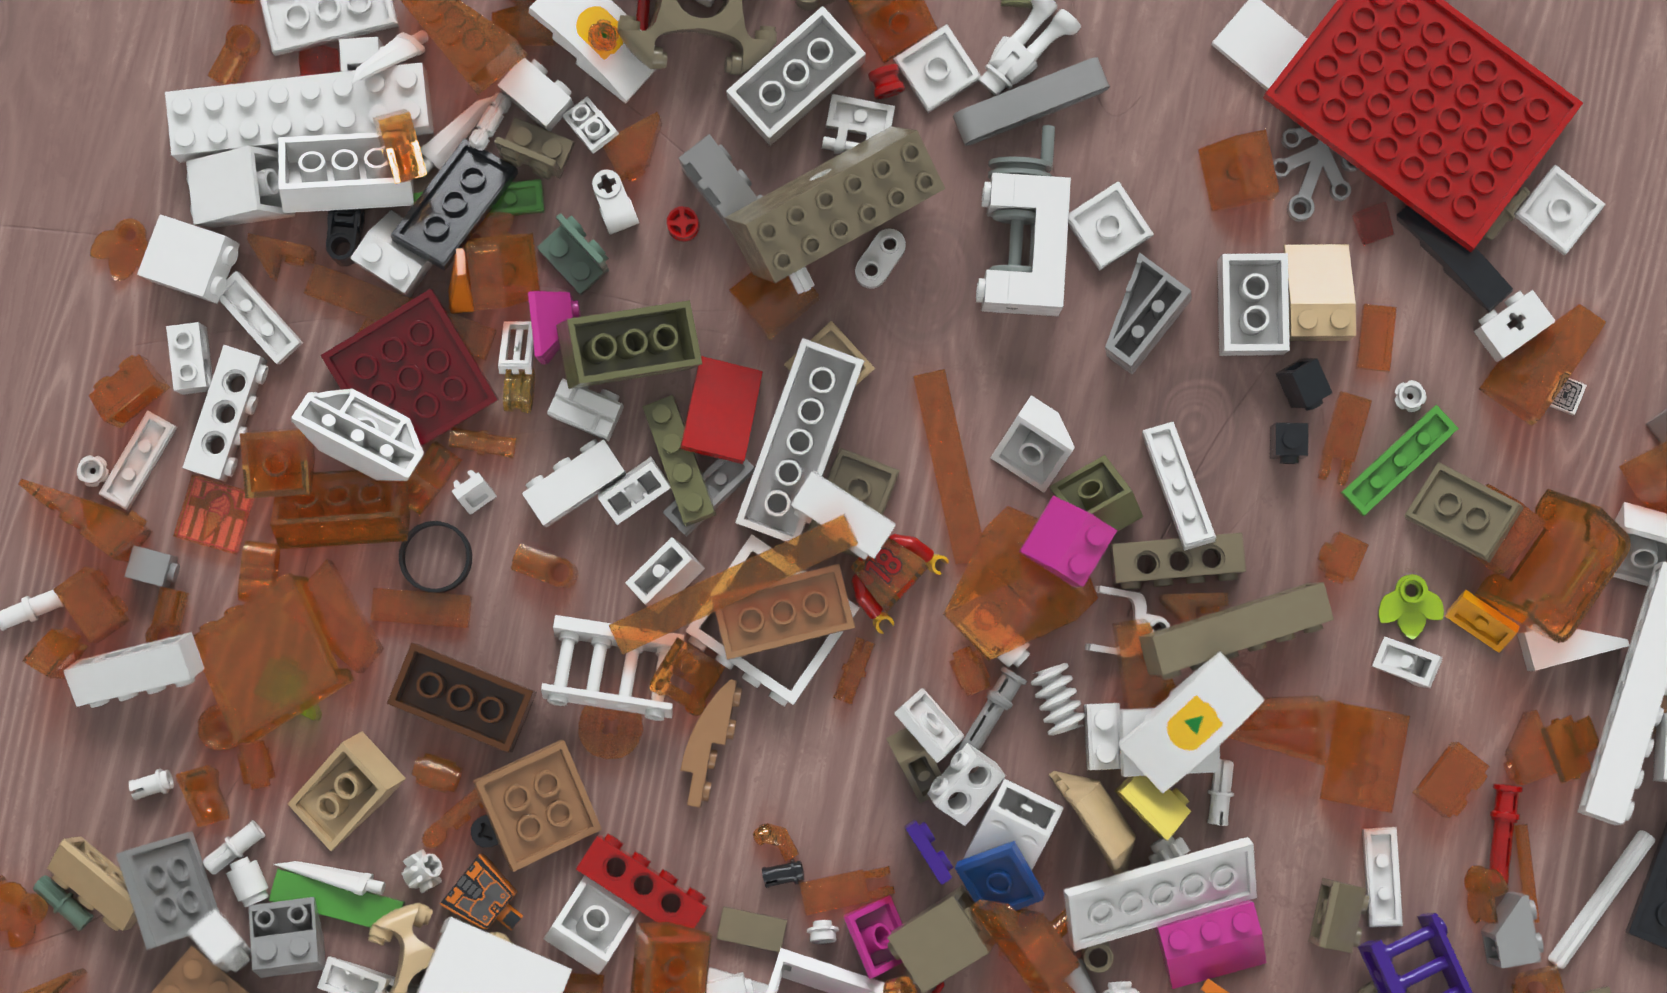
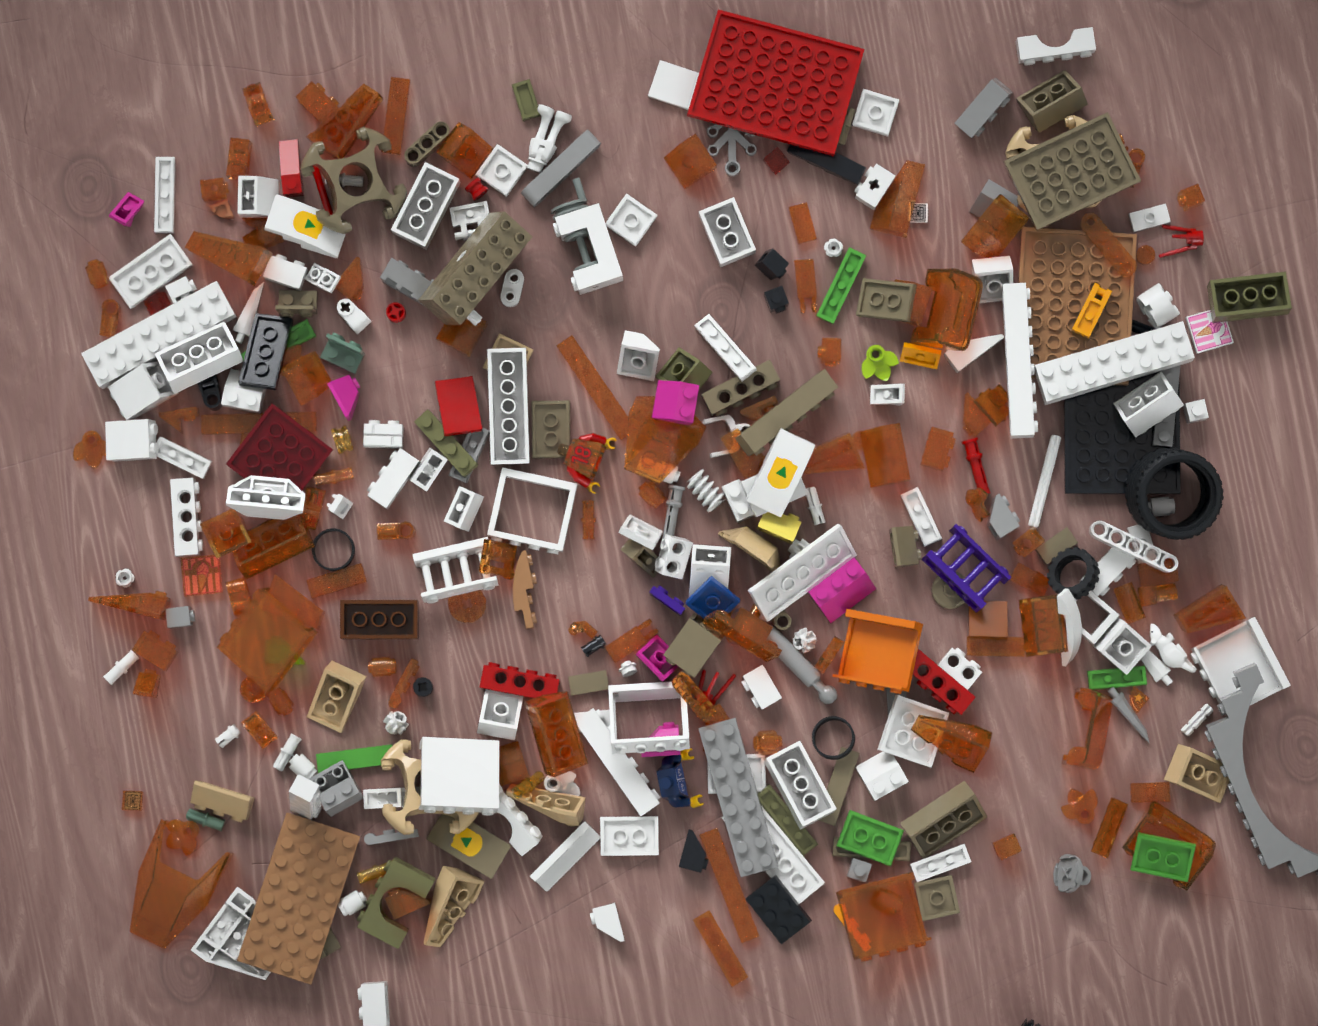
camera: 20 degrees left, 0 degrees up
(127, 391) = (126, 525): clear orange slope -> none
(134, 670) = (194, 675): white brick -> none
(137, 460) = (147, 562): white tile -> none
(167, 887) = (261, 785): light grey plate -> none
(168, 613) = (199, 640): clear orange piece -> none
(189, 357) = (153, 494): white brick -> none
(352, 881) = (363, 743): white bar -> none
(395, 52) = (200, 278): white bar -> none
(400, 145) = (224, 331): clear orange slope -> none
(459, 287) = (286, 395): orange slope -> none
(483, 896) = (435, 722): torso -> none
(490, 121) = (266, 298): white axle -> none
(516, 363) = (335, 426): white tile -> none
(537, 805) = (444, 661): medium nougat plate -> none
(595, 35) = (306, 226): clear orange plate -> none
(628, 344) = (393, 390): olive brick -> none
(734, 584) = (503, 497): clear orange tile -> none
(786, 613) = (536, 502): medium nougat plate -> none
(824, 501) = (547, 437): white brick -> none
(1146, 313) = (670, 261): light grey wedge -> none
(1320, 293) = (761, 211): tan slope -> none
(1525, 864) = (998, 482): clear orange bar -> none

